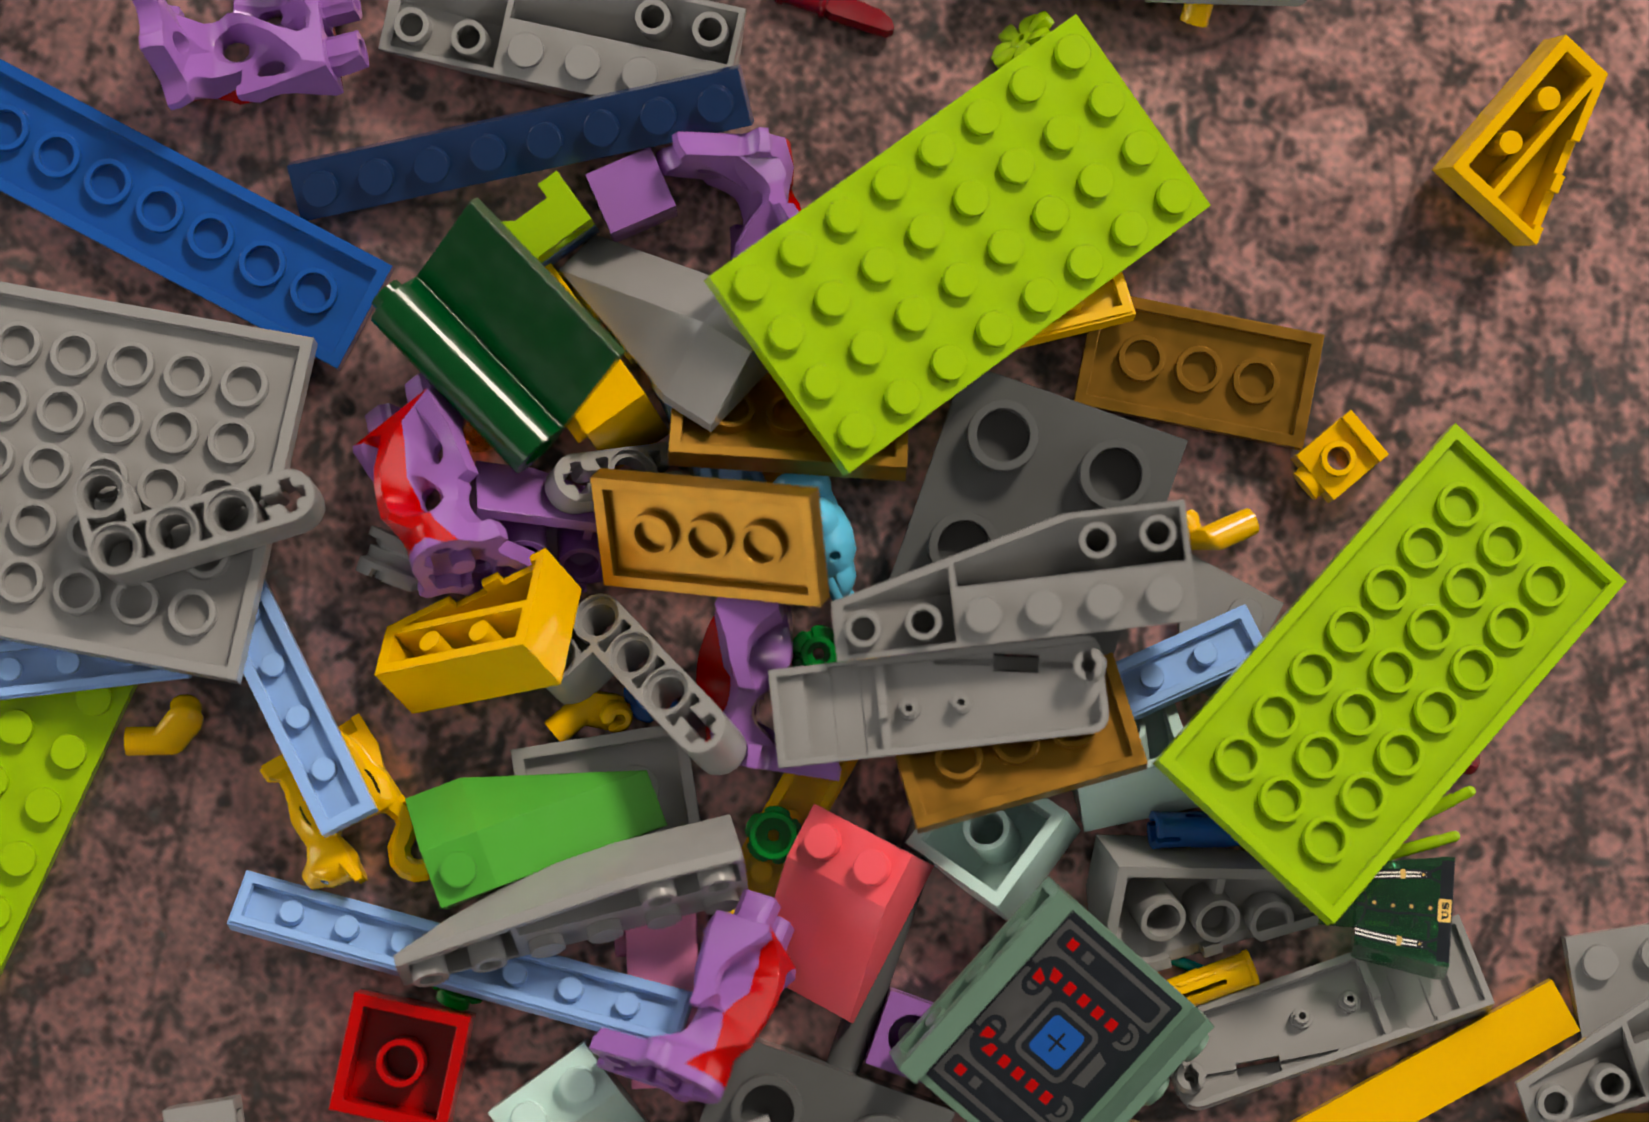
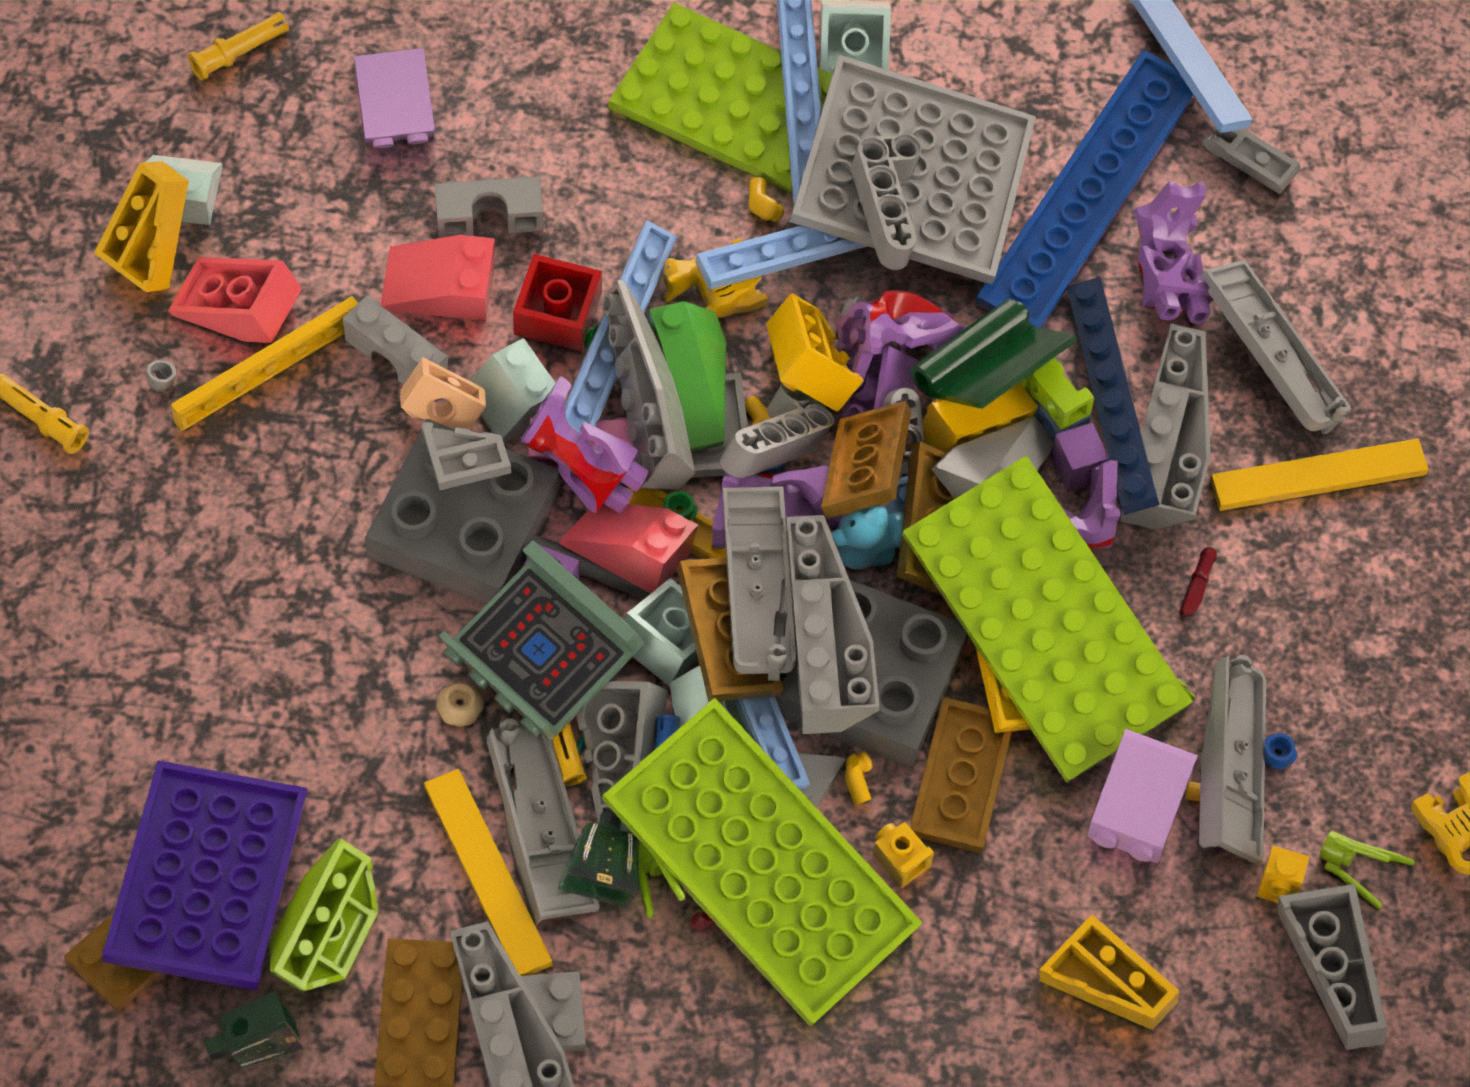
camera: 100 degrees right, 25 degrees down
(1234, 94) = (1141, 796): none -> lavender slope

